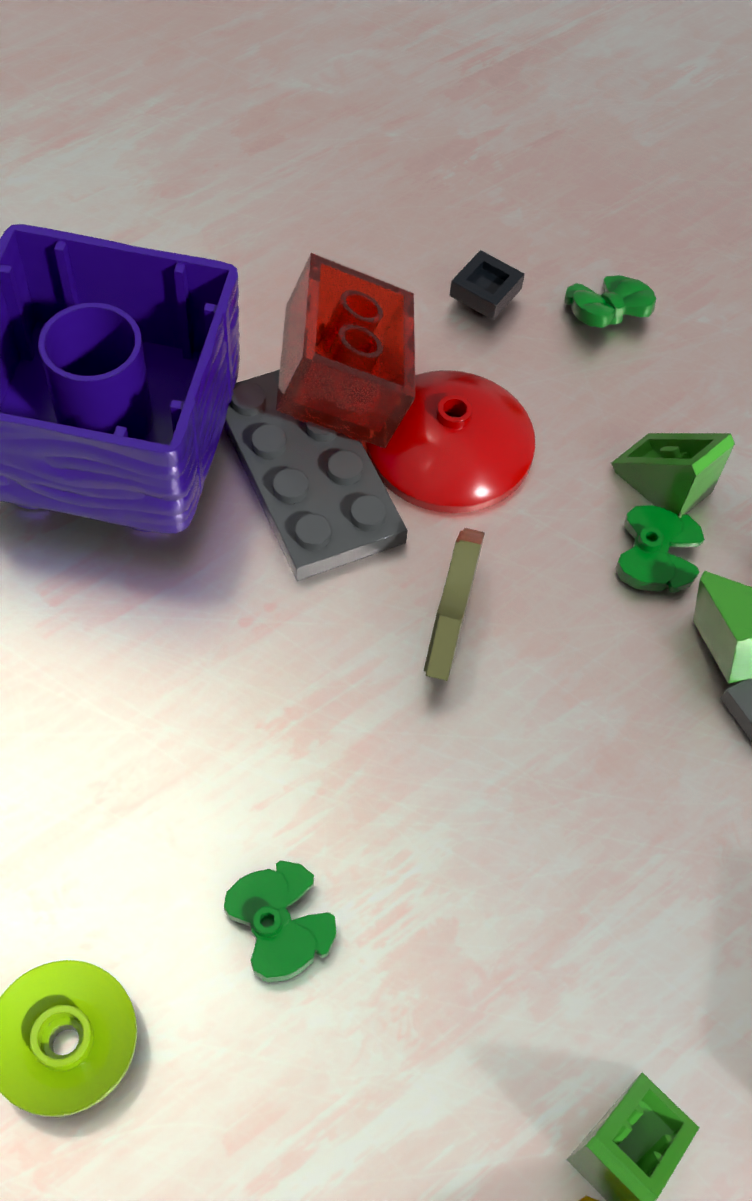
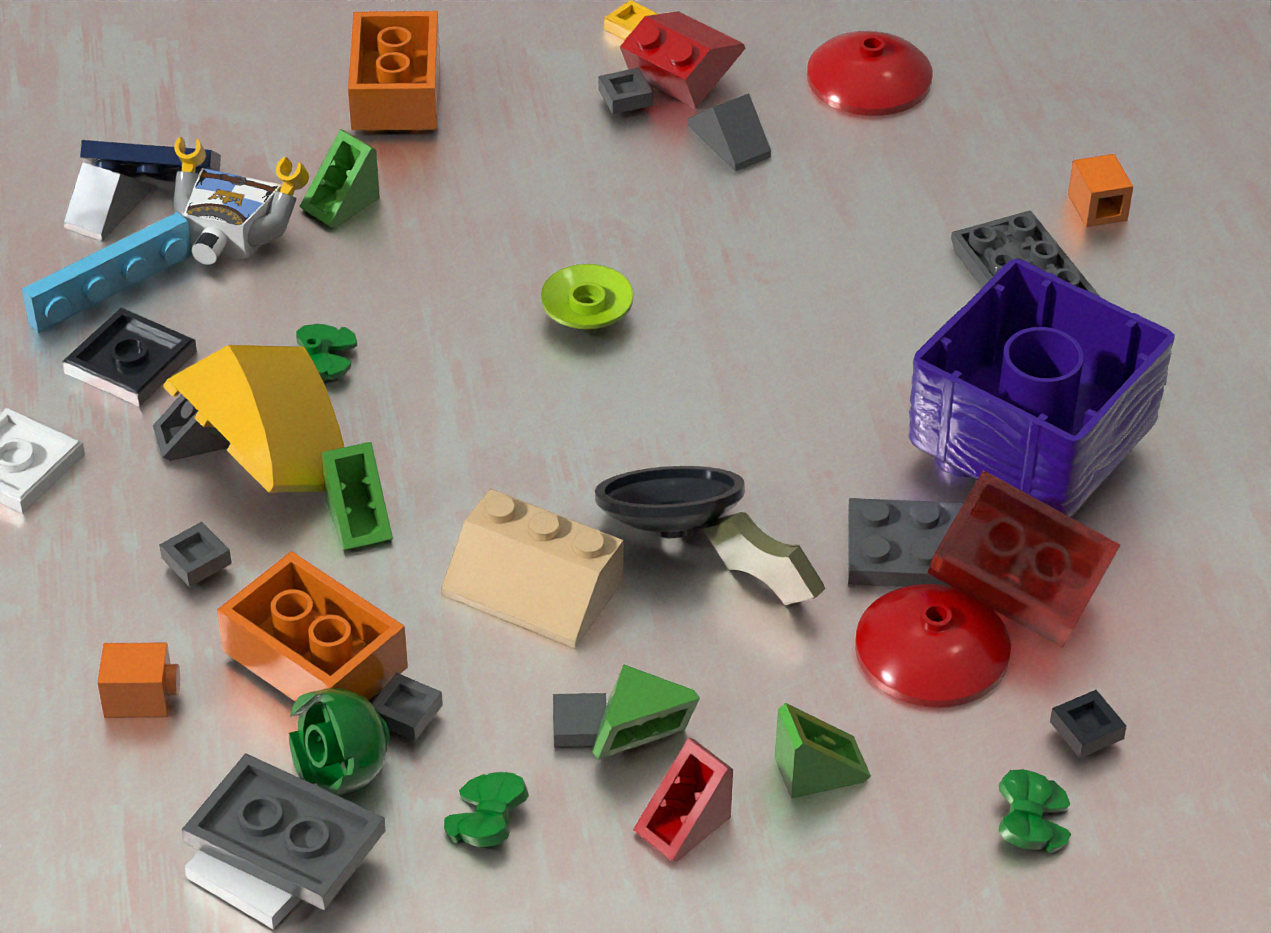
camera: 120 degrees right, 15 degrees down
(282, 944) = (580, 407): green piece -> none
(383, 724) = (670, 497): none -> black dish
(606, 852) = (534, 568): none -> tan slope
(647, 563) = (744, 707): green piece -> none

